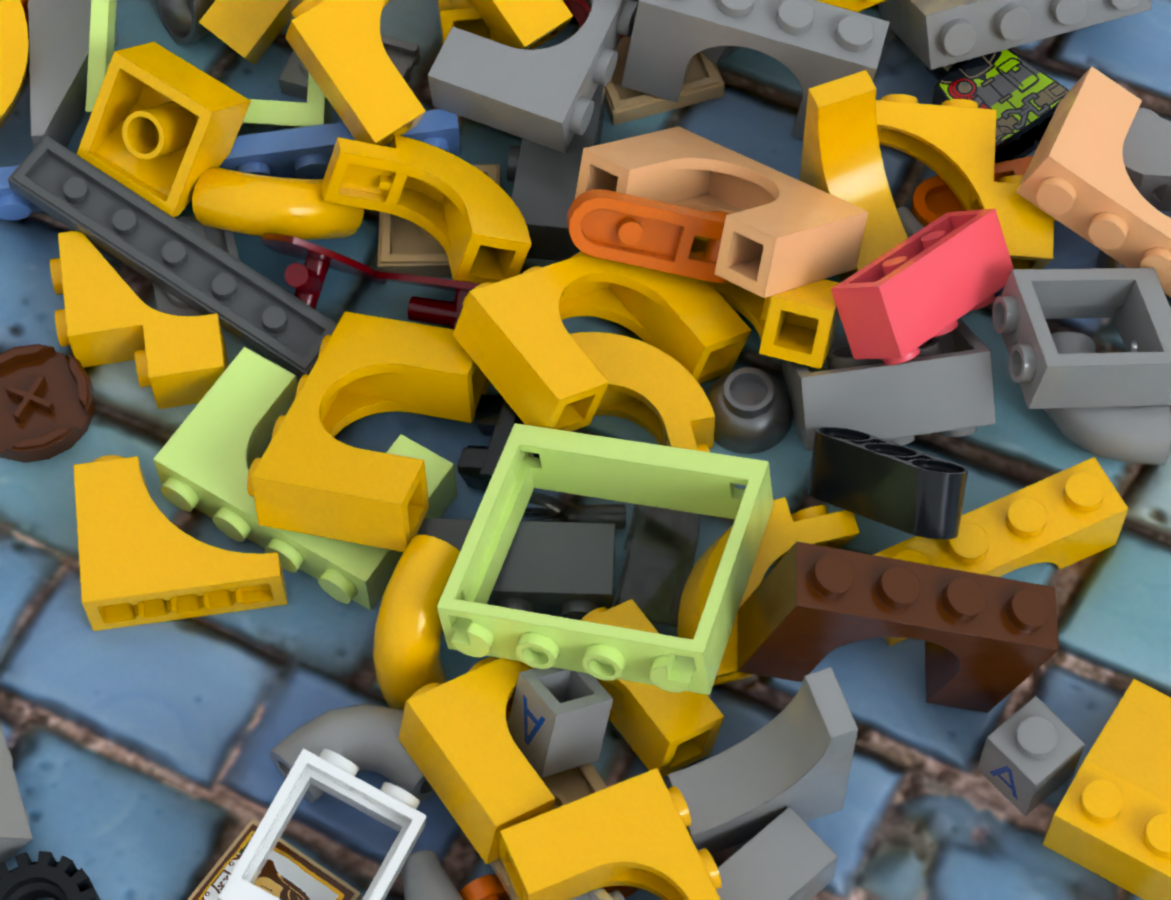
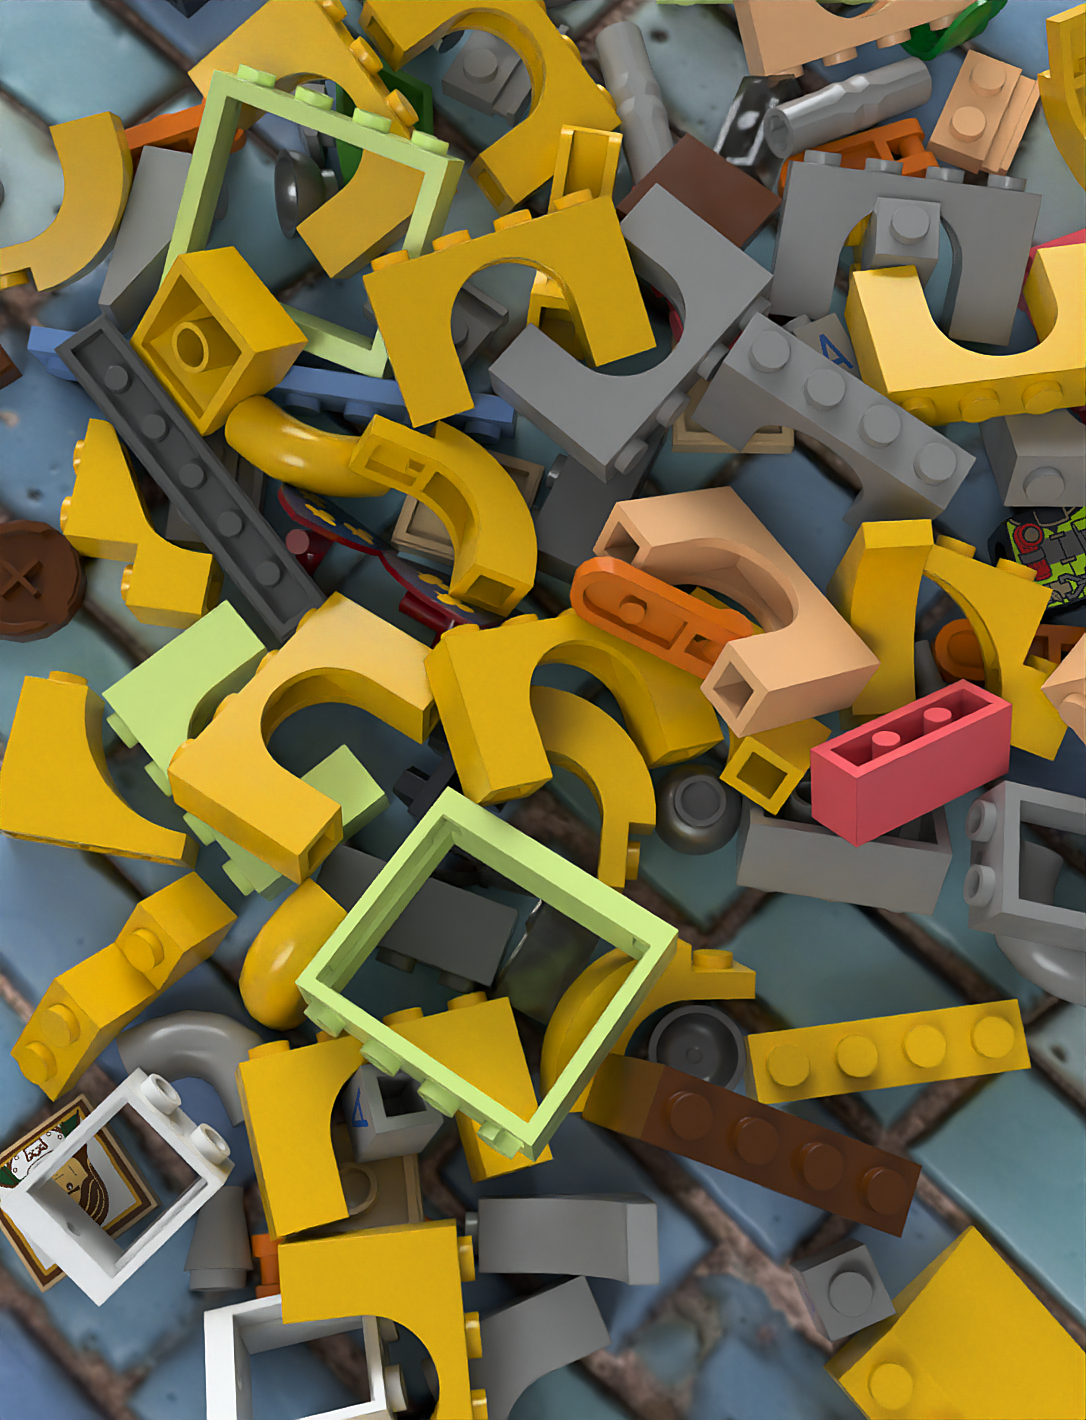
camera: 15 degrees right, 15 degrees up
(246, 712) = (109, 989): none -> yellow arch
(887, 482) = (798, 967): black beam -> none

